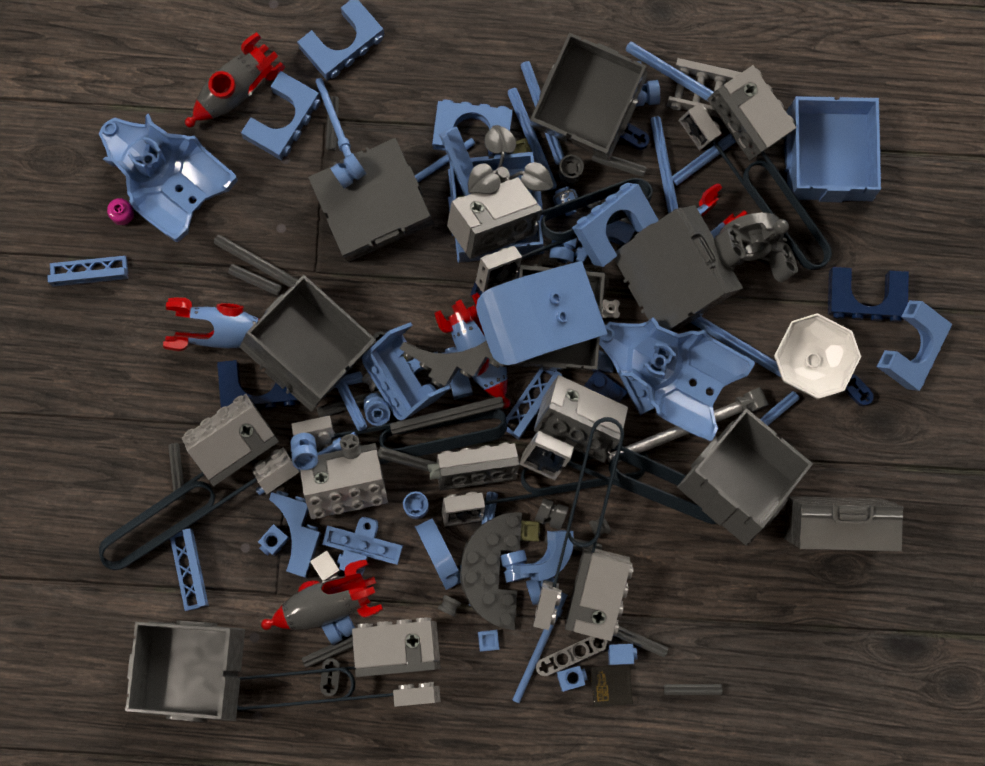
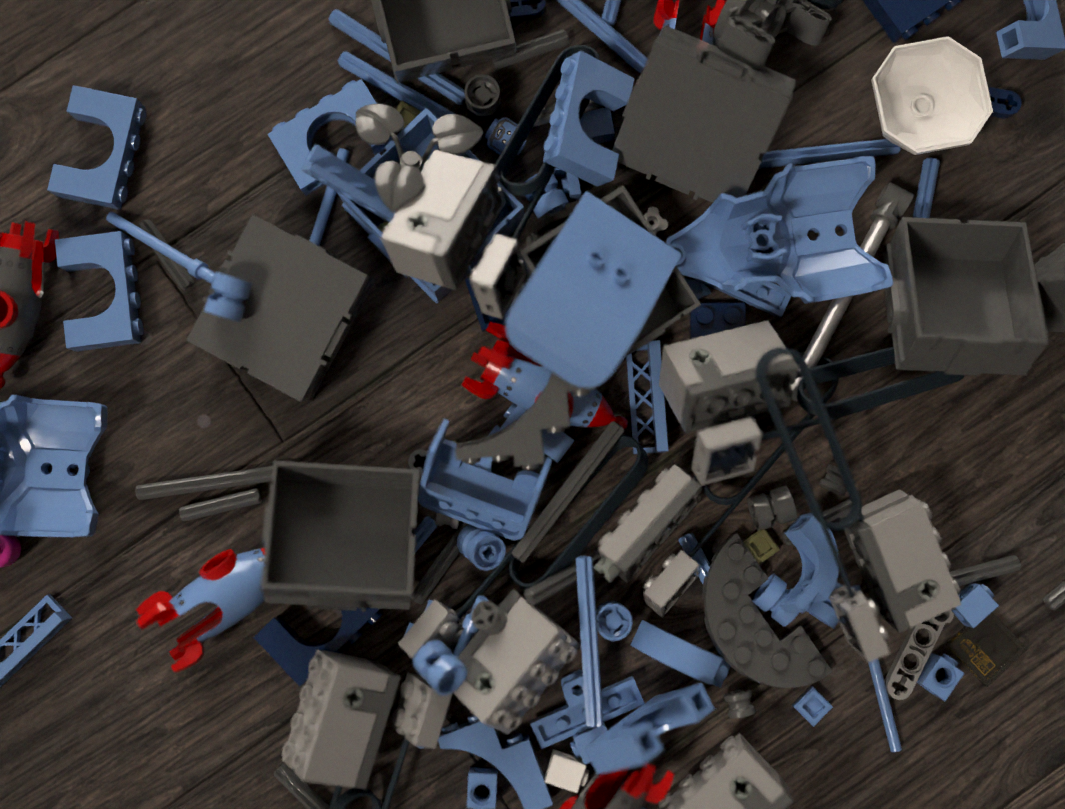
camera: 35 degrees left, 5 degrees up
(351, 406) = (450, 565): medium blue axle -> none
(383, 570) = (635, 737): none -> medium blue arch
(393, 504) = (589, 641): none -> medium blue axle

